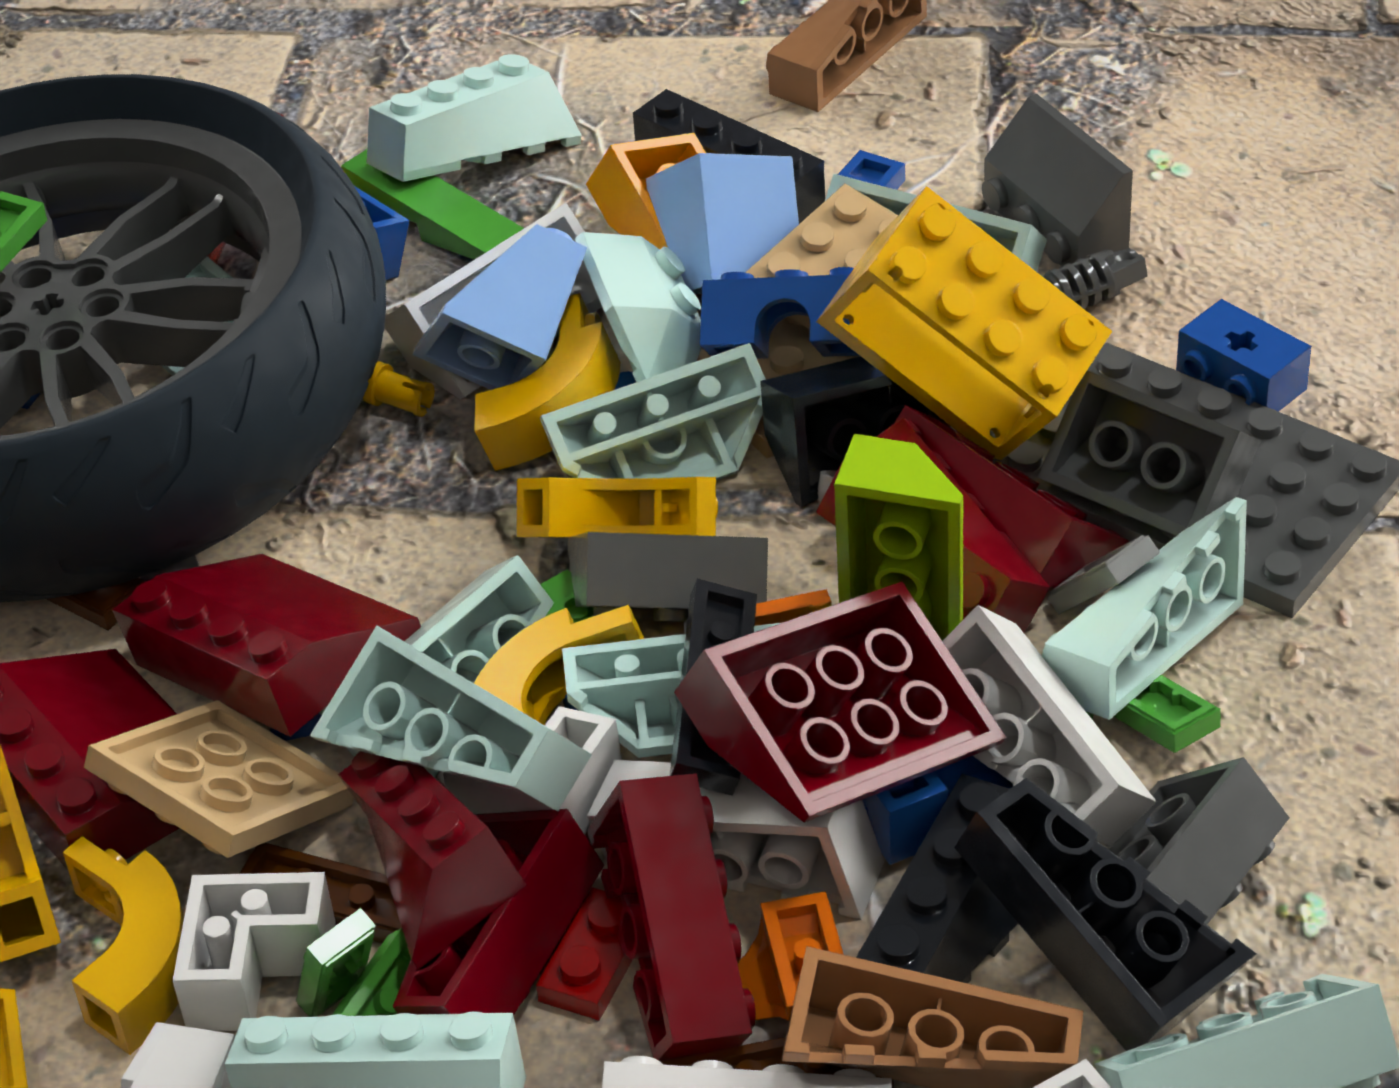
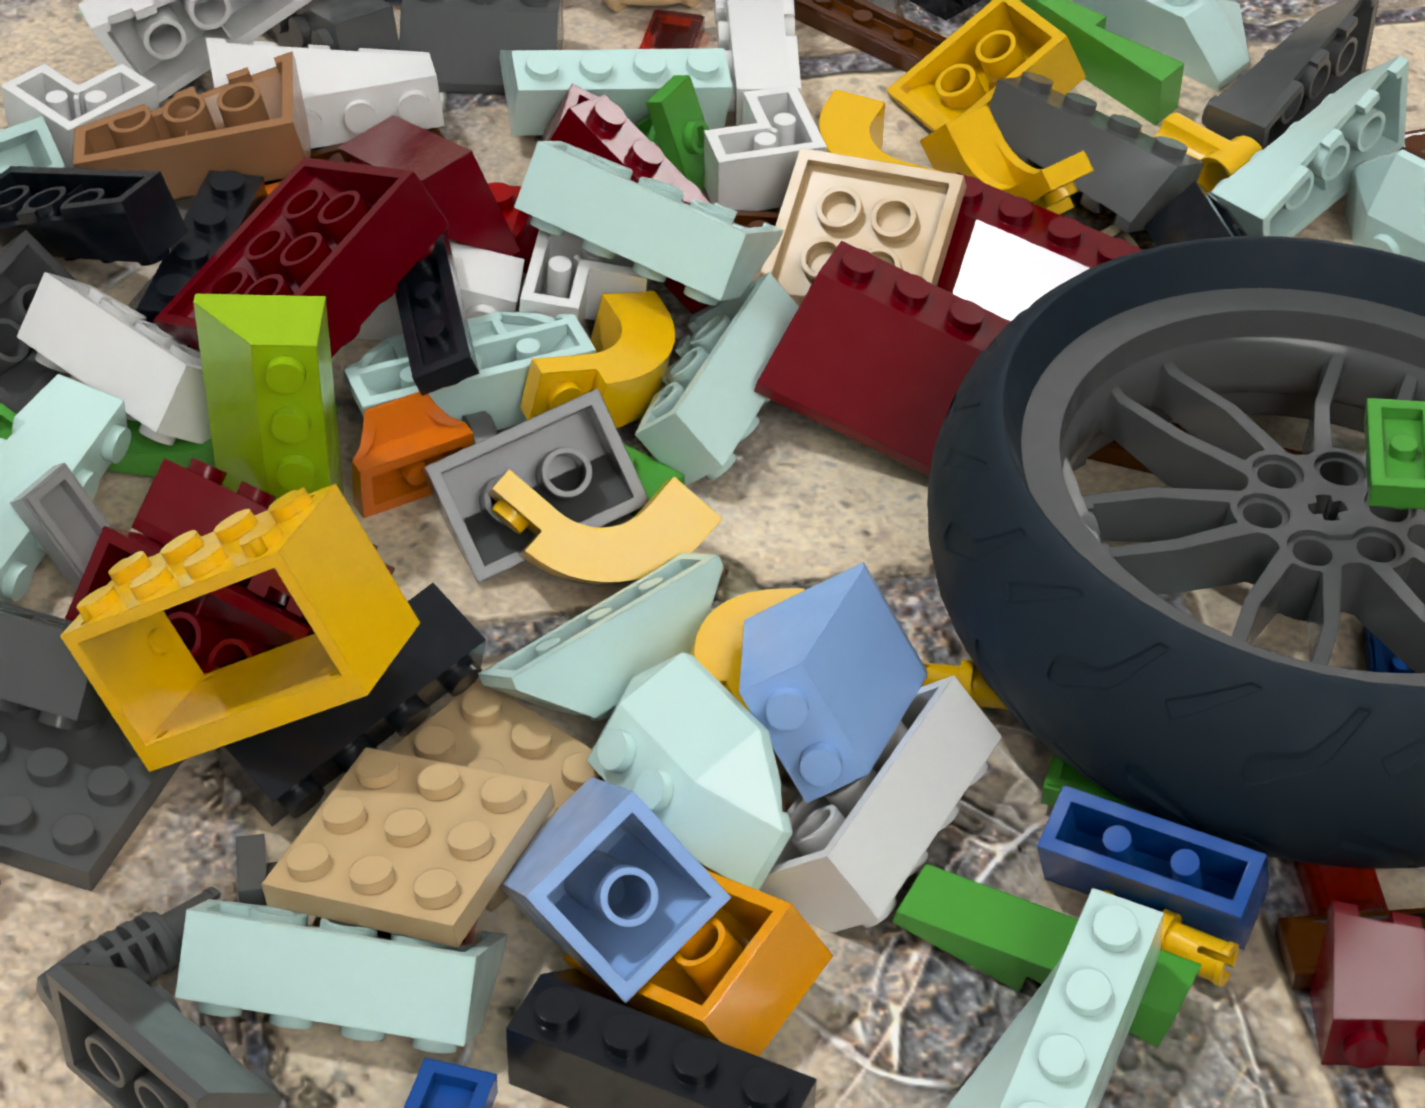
camera: 160 degrees right, 0 degrees up
(748, 308) = (454, 727): blue arch -> none

